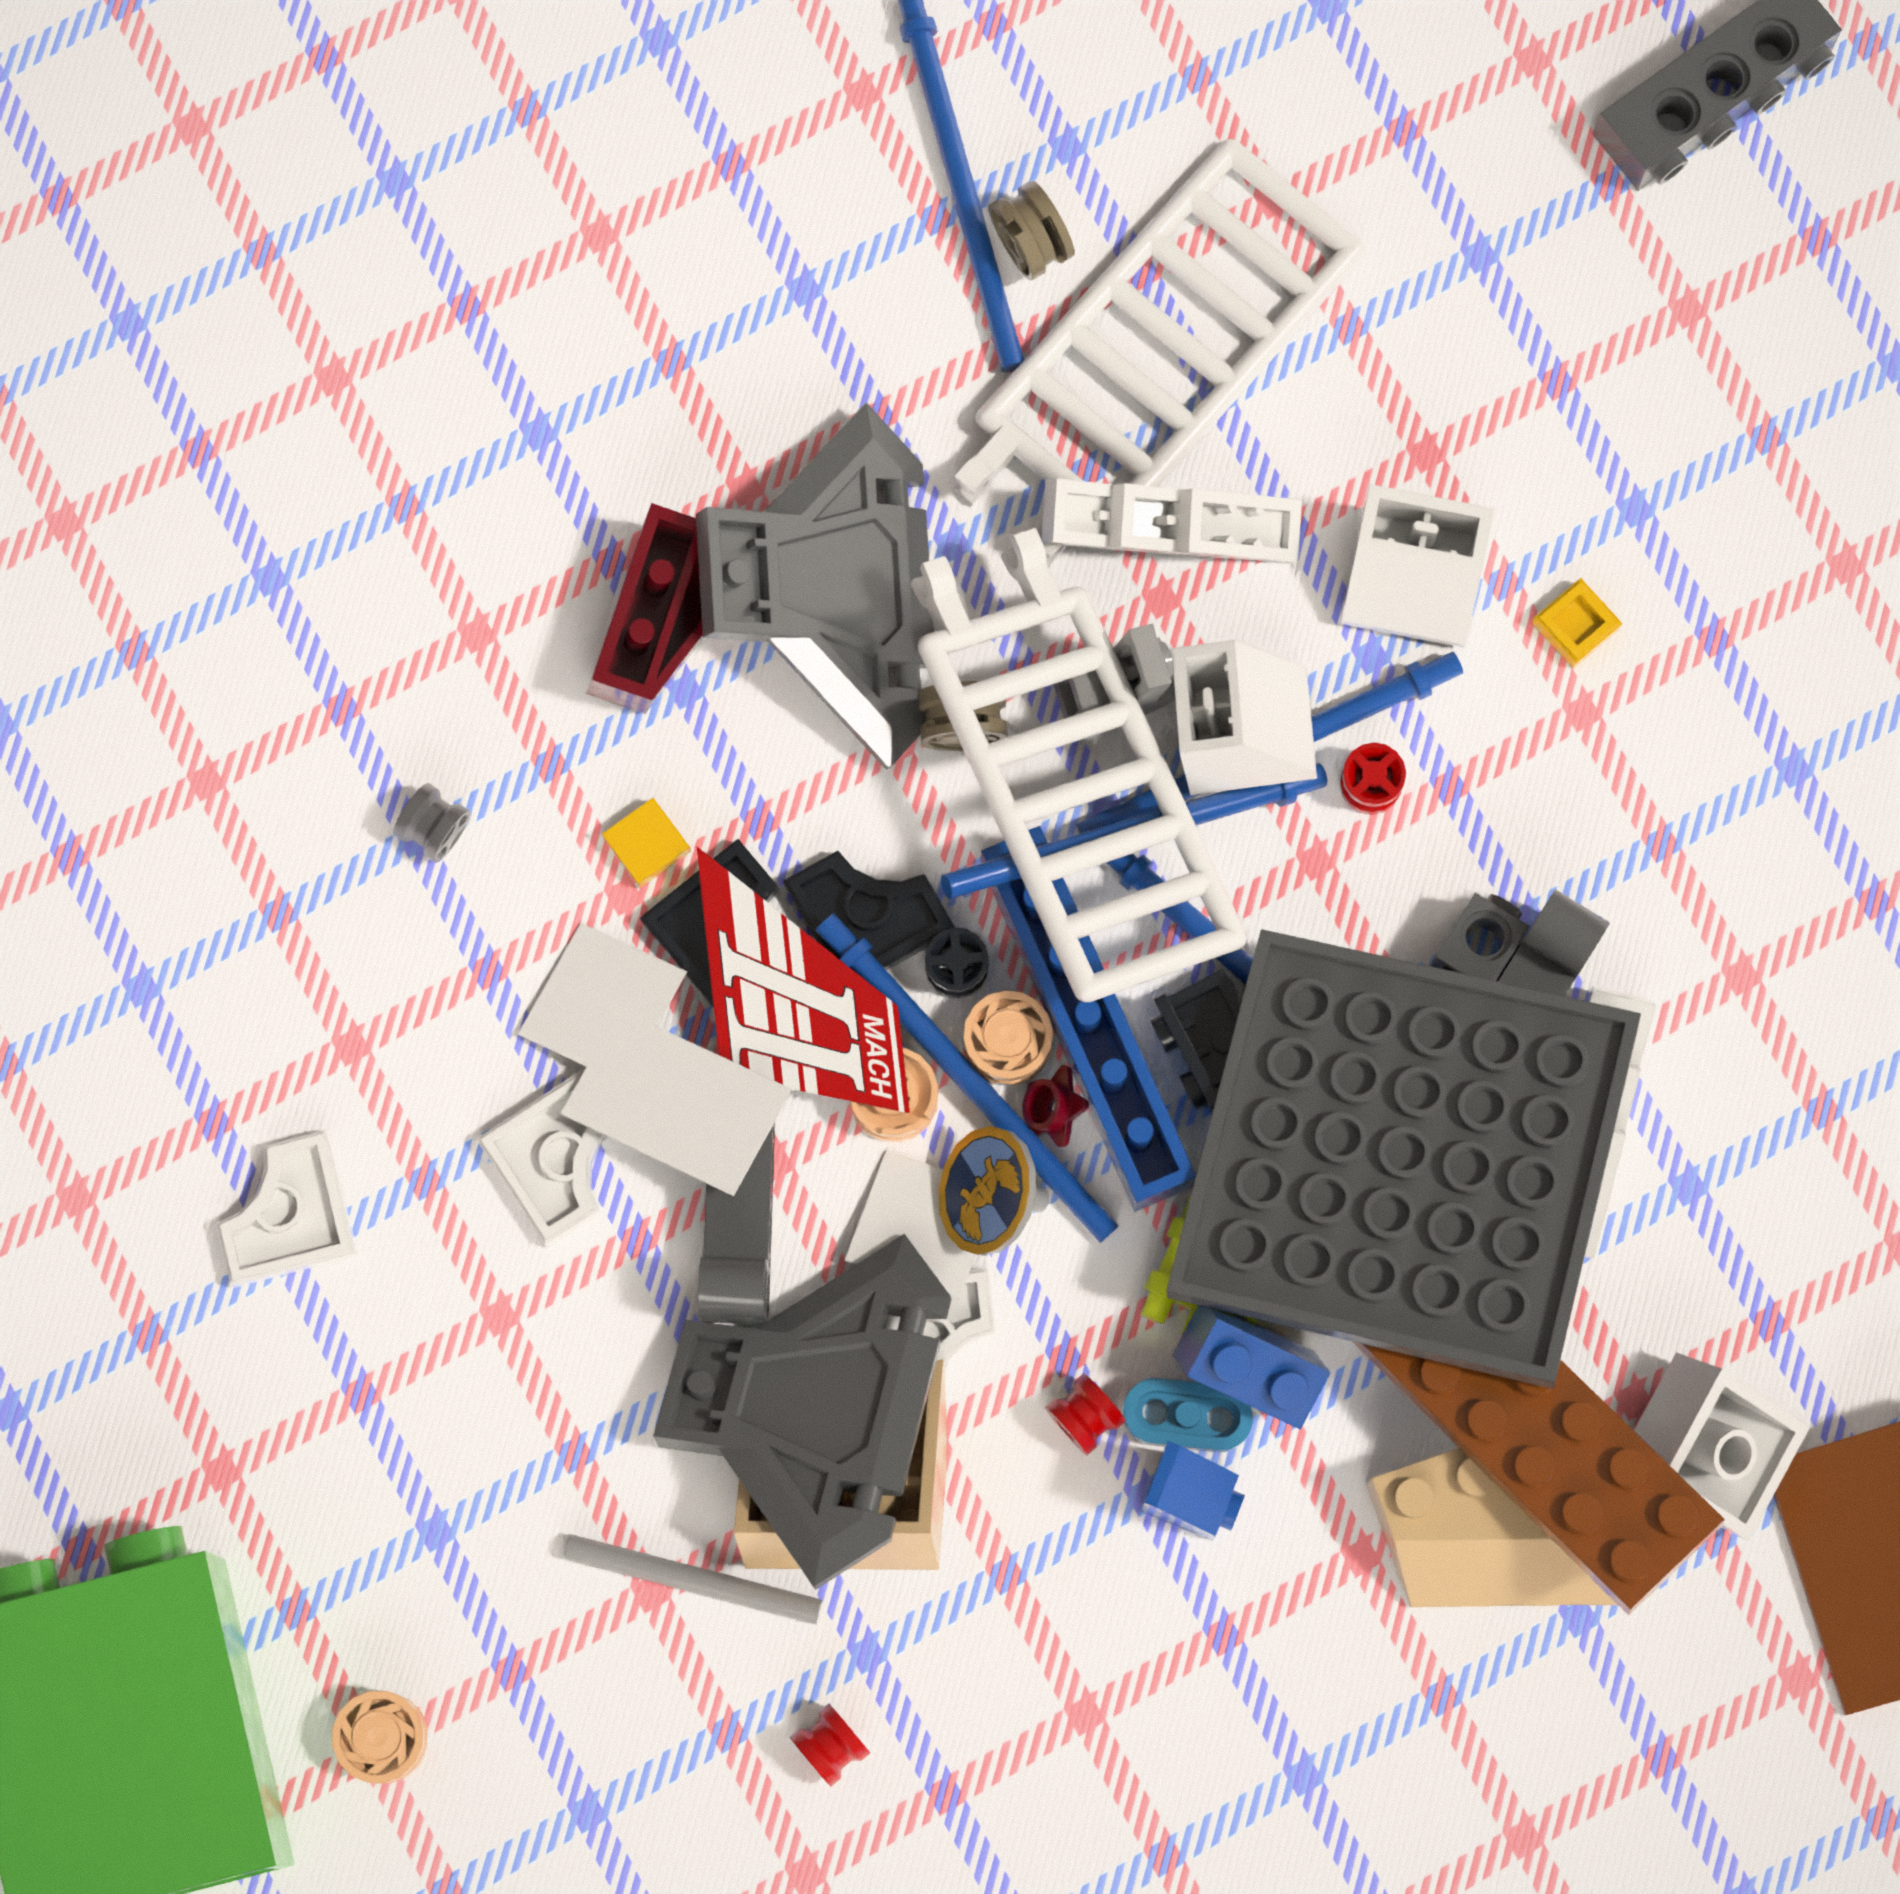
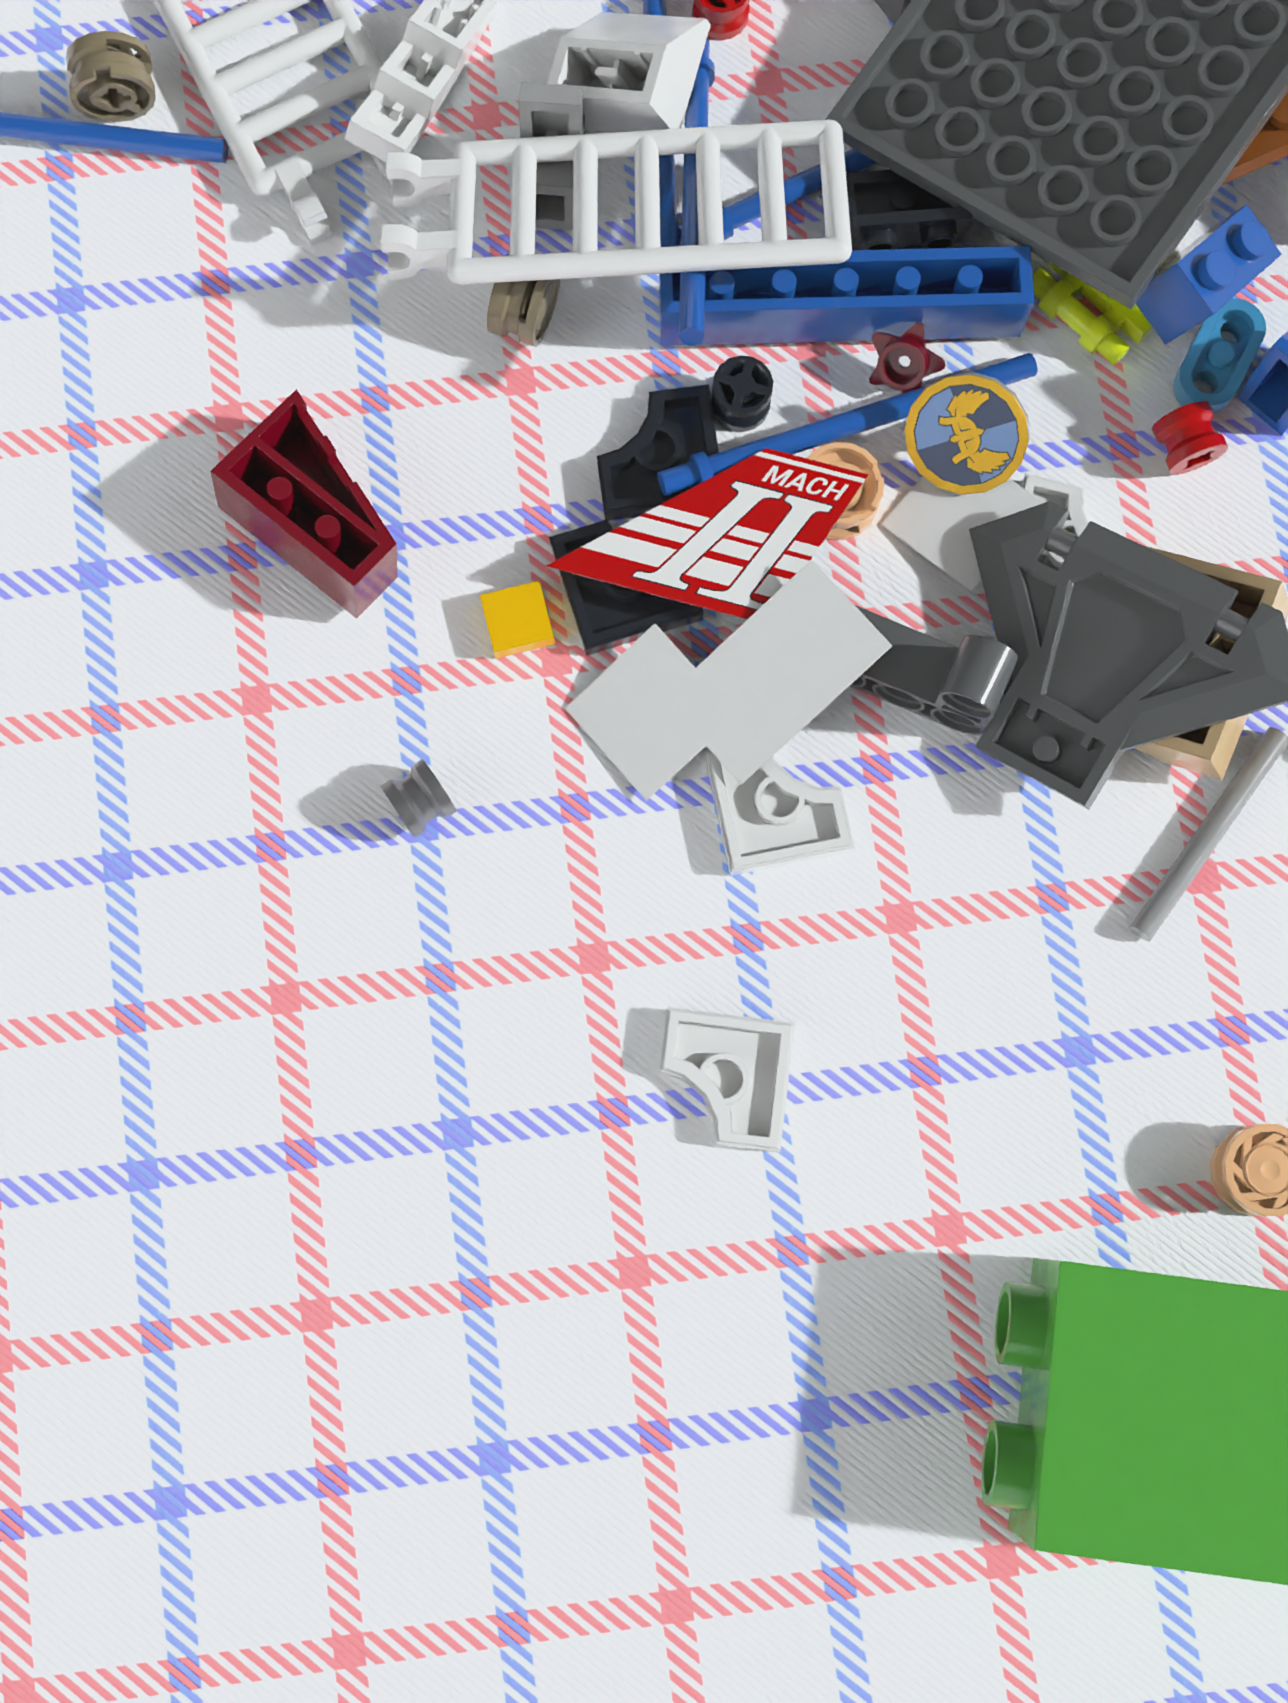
camera: 70 degrees left, 0 degrees up
(831, 581) = (353, 358): plate -> none
(1008, 1037) = (826, 375): light nougat wheel -> none

